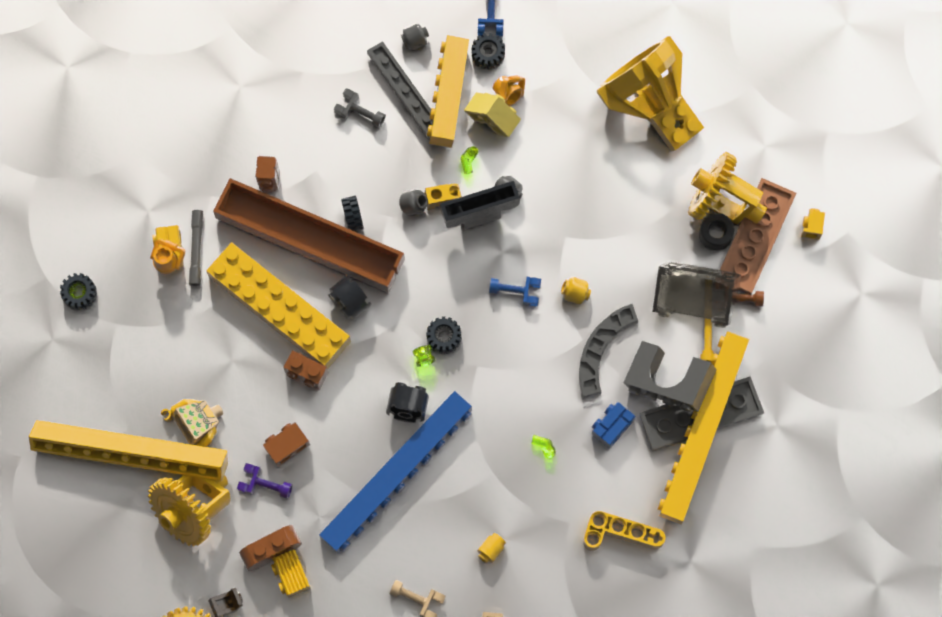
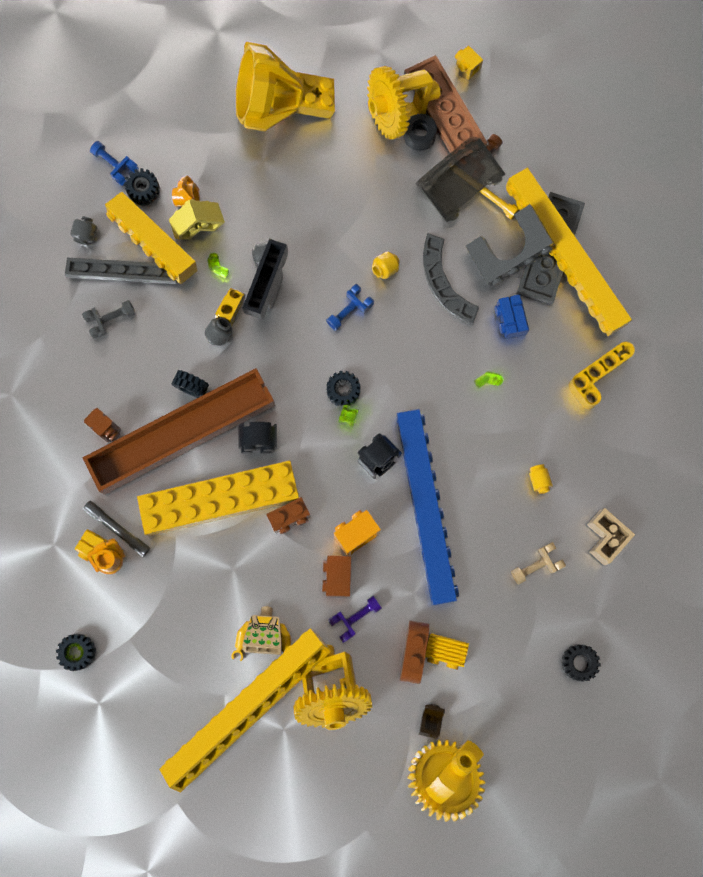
camera: 55 degrees left, 5 degrees up
(329, 430) = (356, 533): none -> light orange piece

